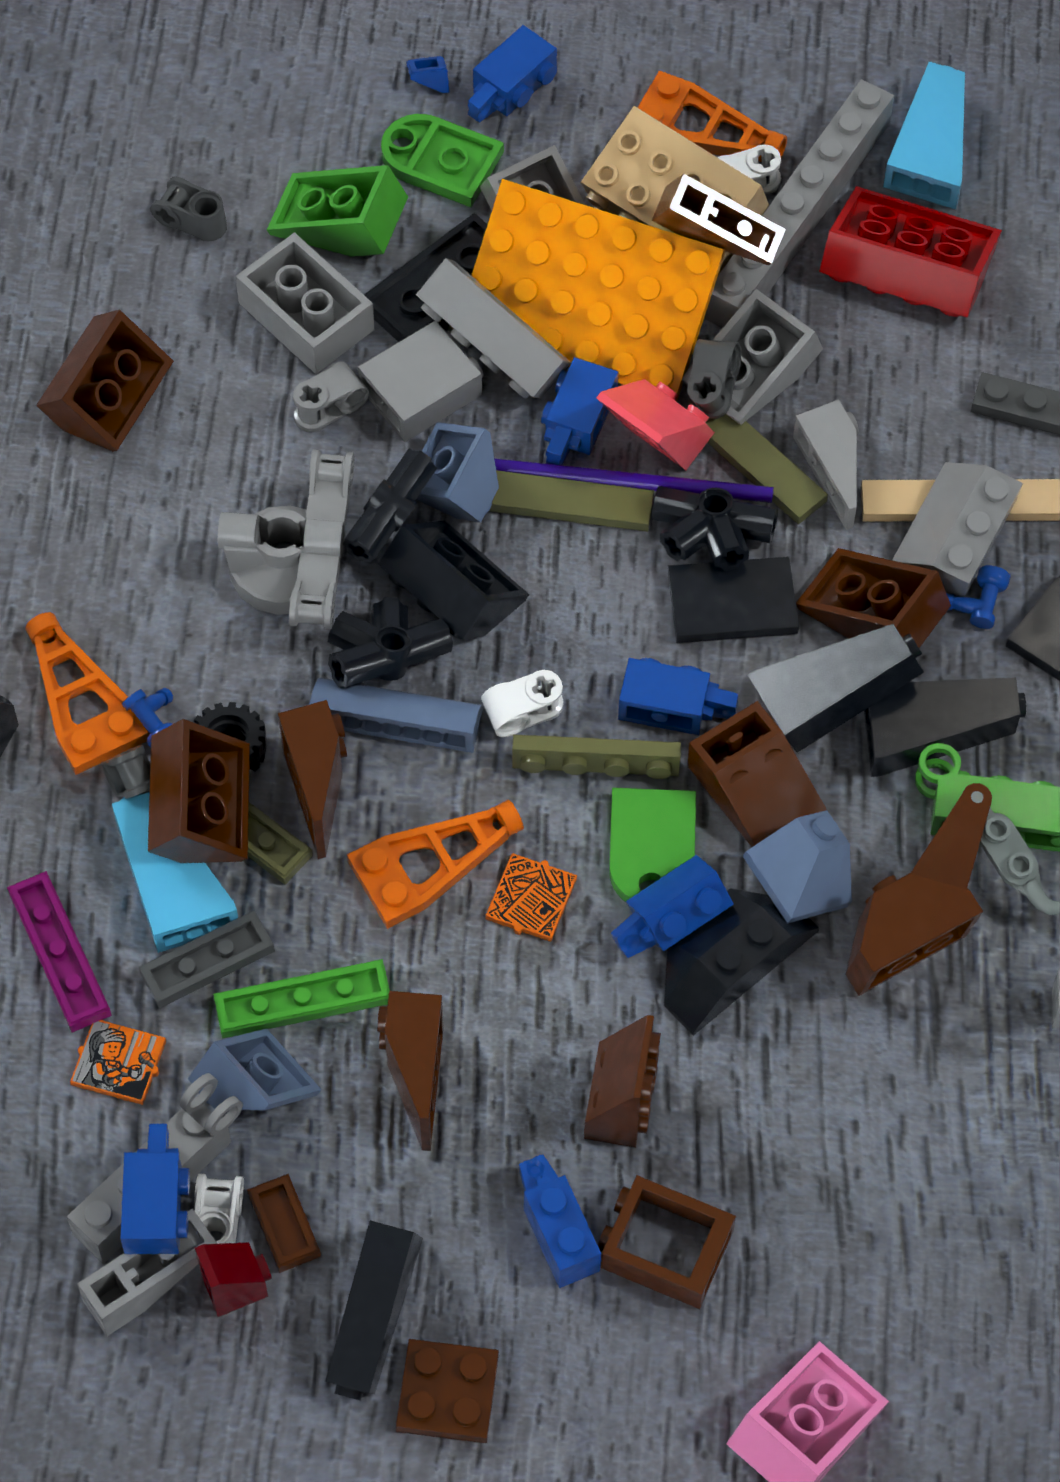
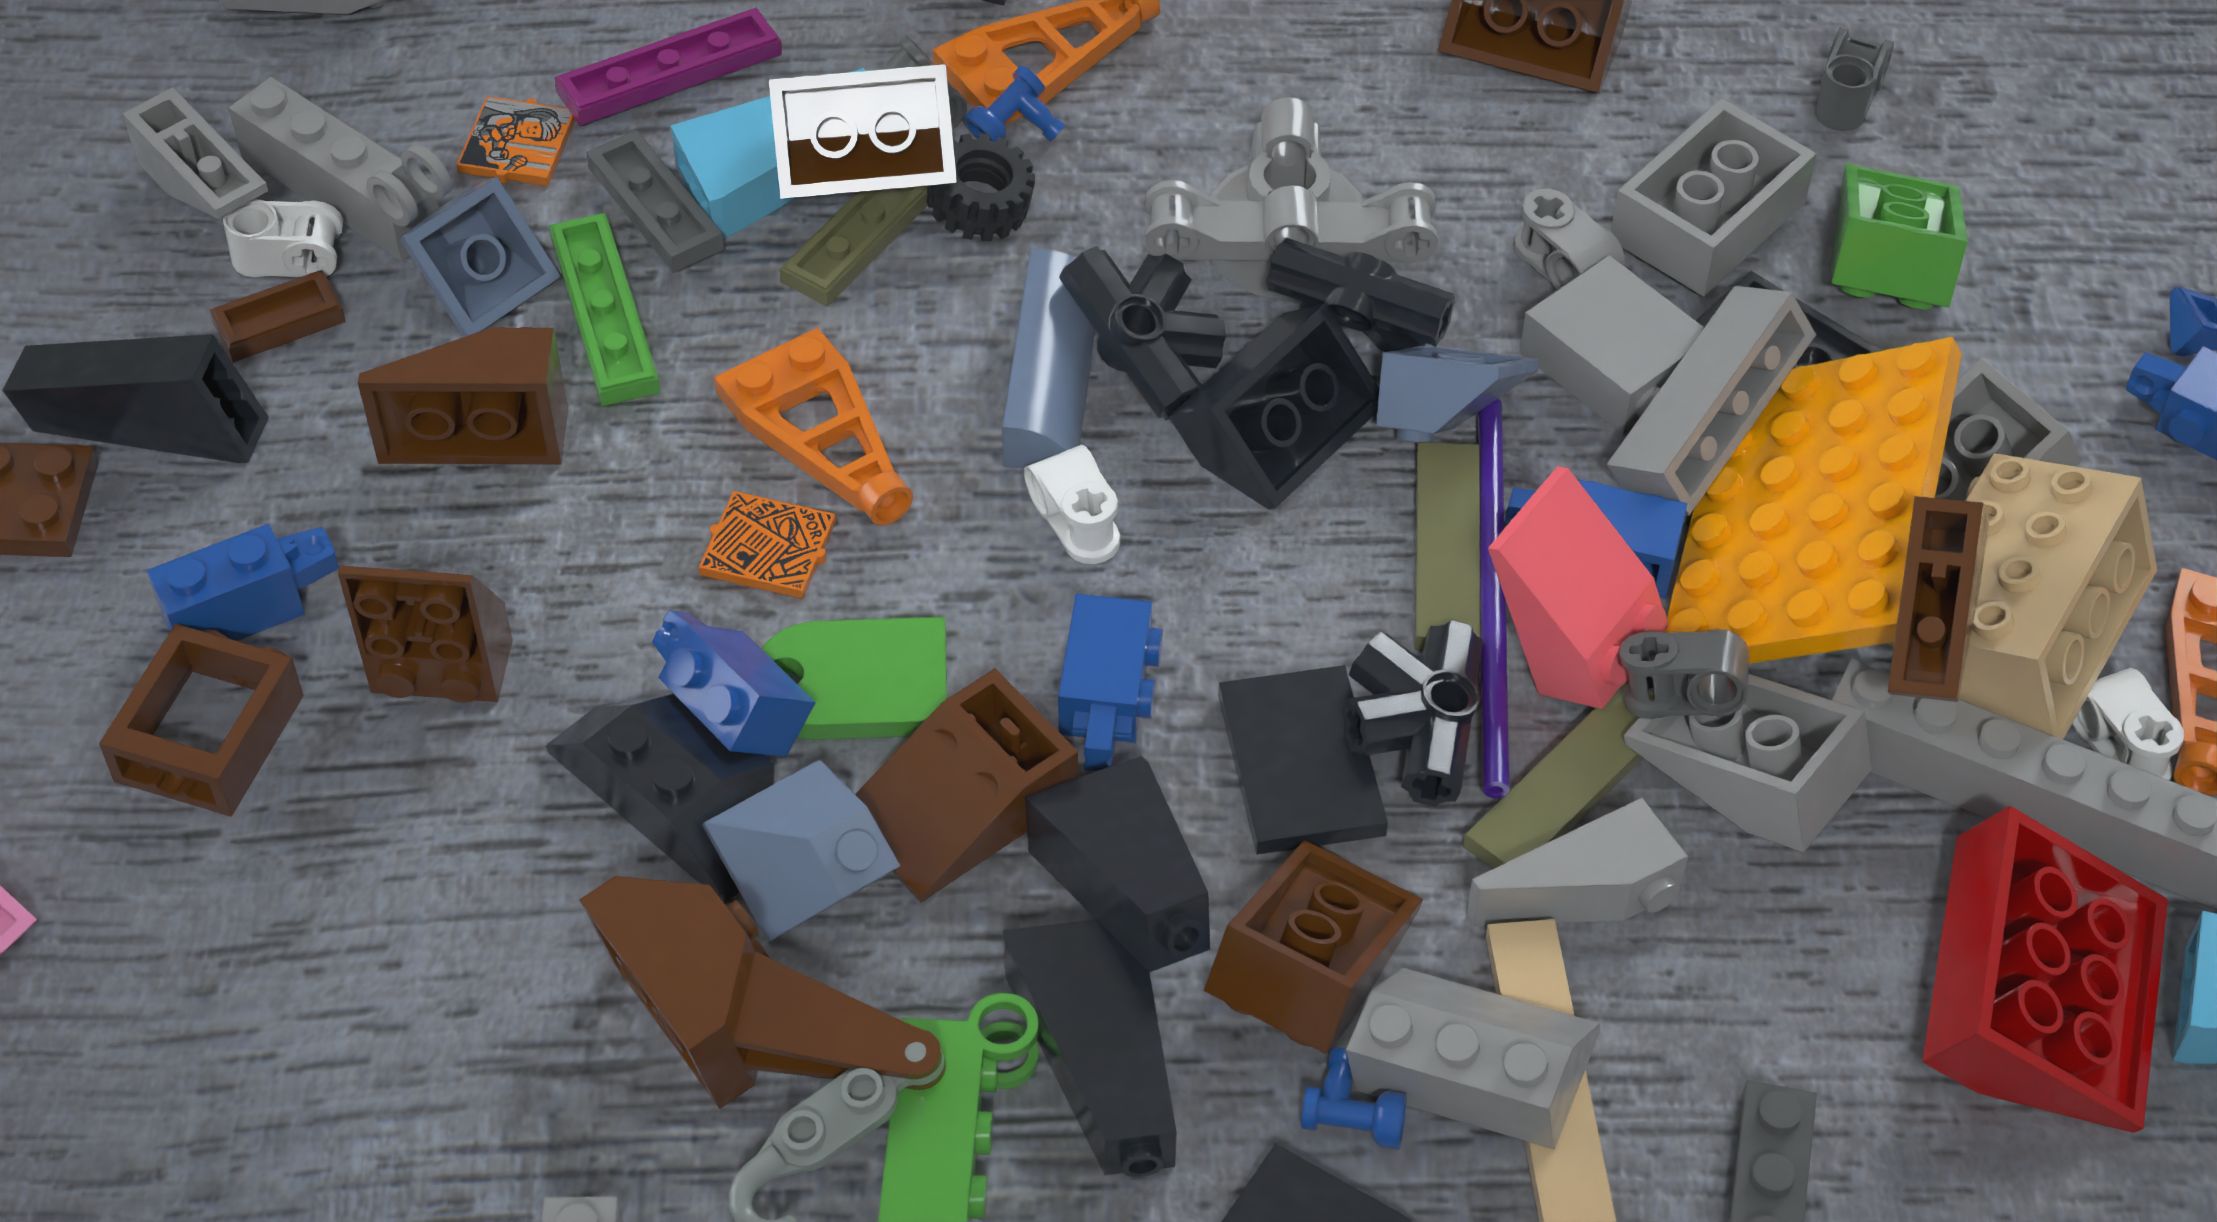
camera: 85 degrees right, 10 degrees down
(152, 1197) = (270, 125): blue hinge -> none
(232, 1275) = (185, 241): dark red slope -> none
(313, 756) = (918, 262): reddish brown slope -> none
(441, 156) = (2050, 349): bright green tile -> none
(597, 755) = (989, 569): olive plate -> none

